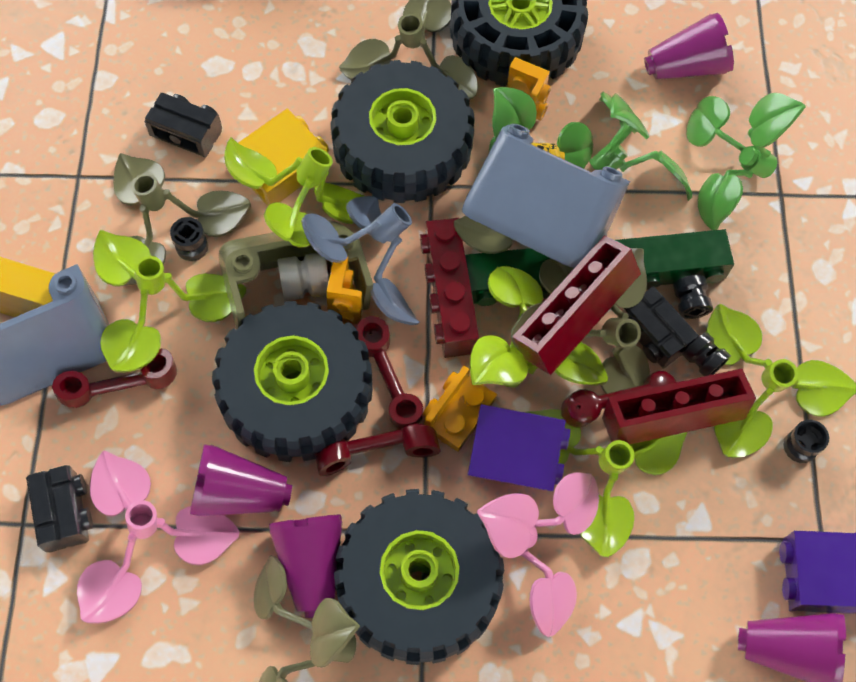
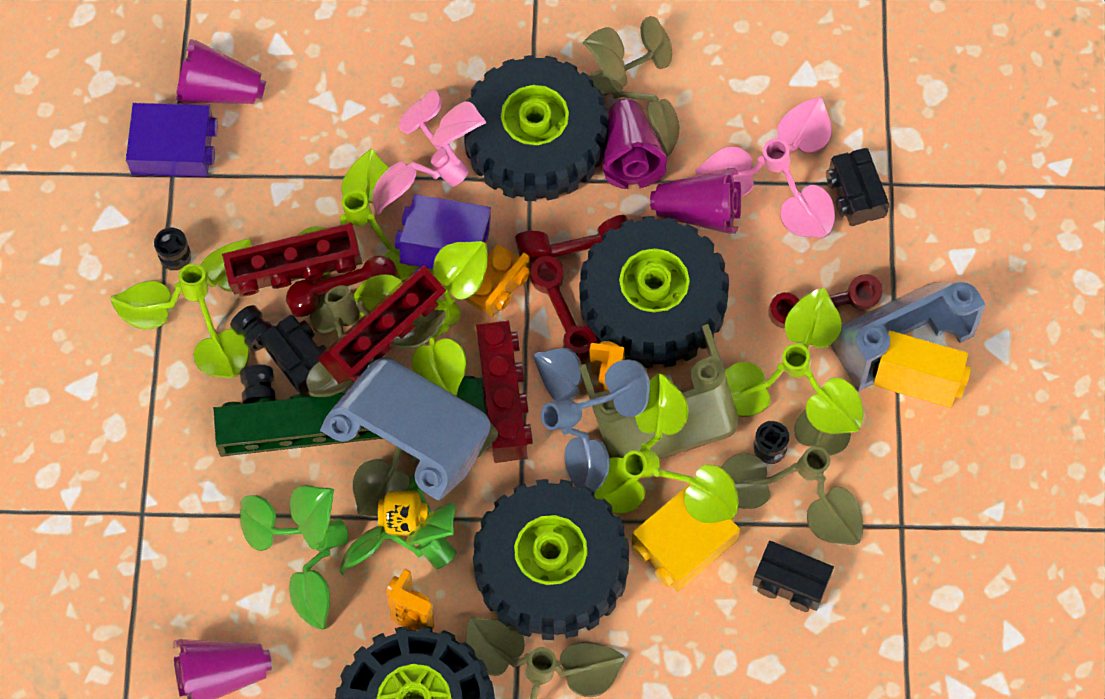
camera: 175 degrees left, 0 degrees up
(768, 121) = (159, 512): bright green plant -> none

